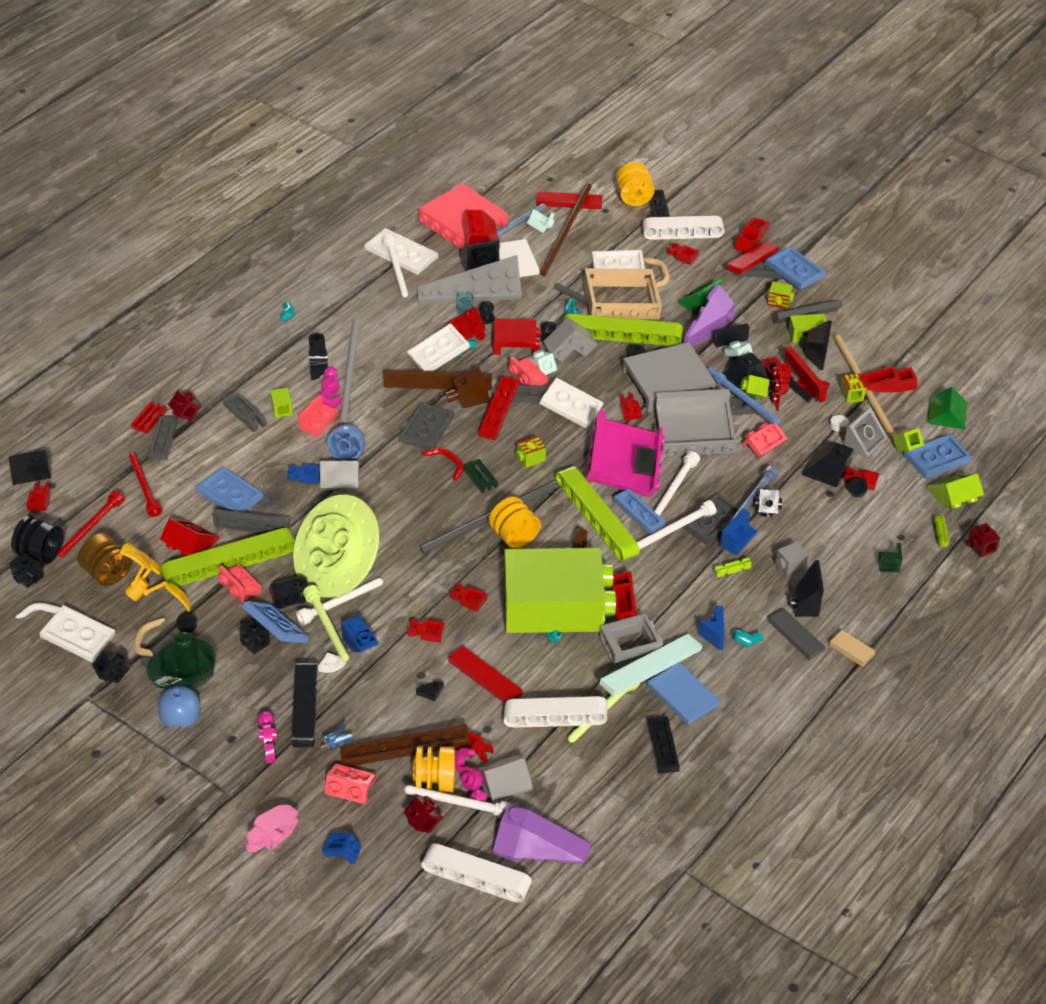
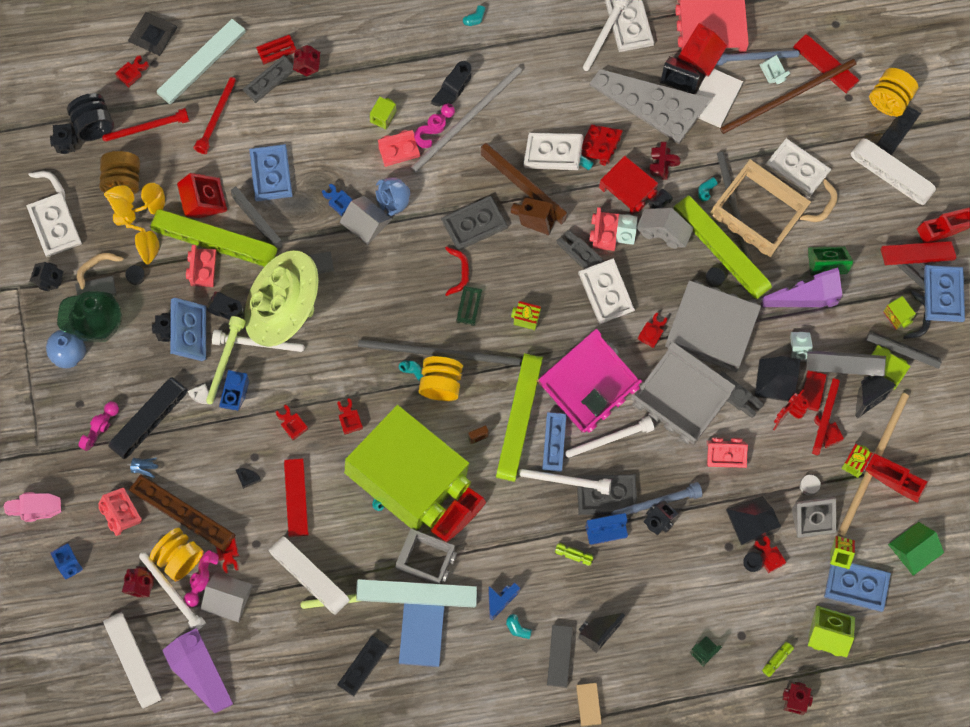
camera: 40 degrees right, 25 degrees up
(92, 460) = (200, 61): none -> light aqua tile
(244, 411) = (349, 98): dark grey hinge -> none
(465, 302) = (624, 113): clear light blue wheel -> none
(481, 537) = (411, 367): none -> teal arm
(490, 308) = (630, 140): black bush -> none
(498, 408) = (543, 250): red tile -> none
(522, 306) = (665, 161): none -> dark red hips
(684, 254) = (864, 202): red plate -> none
(721, 379) = (752, 363): medium blue bar -> none
(727, 335) = (811, 323): black tile -> none
(755, 386) = (769, 395): lime brick -> none
(783, 336) = (846, 363): none -> tile
(791, 558) = (624, 585): light grey brick -> none
(797, 388) = (809, 413): black bar -> none
(802, 292) = (926, 323): none -> black animal

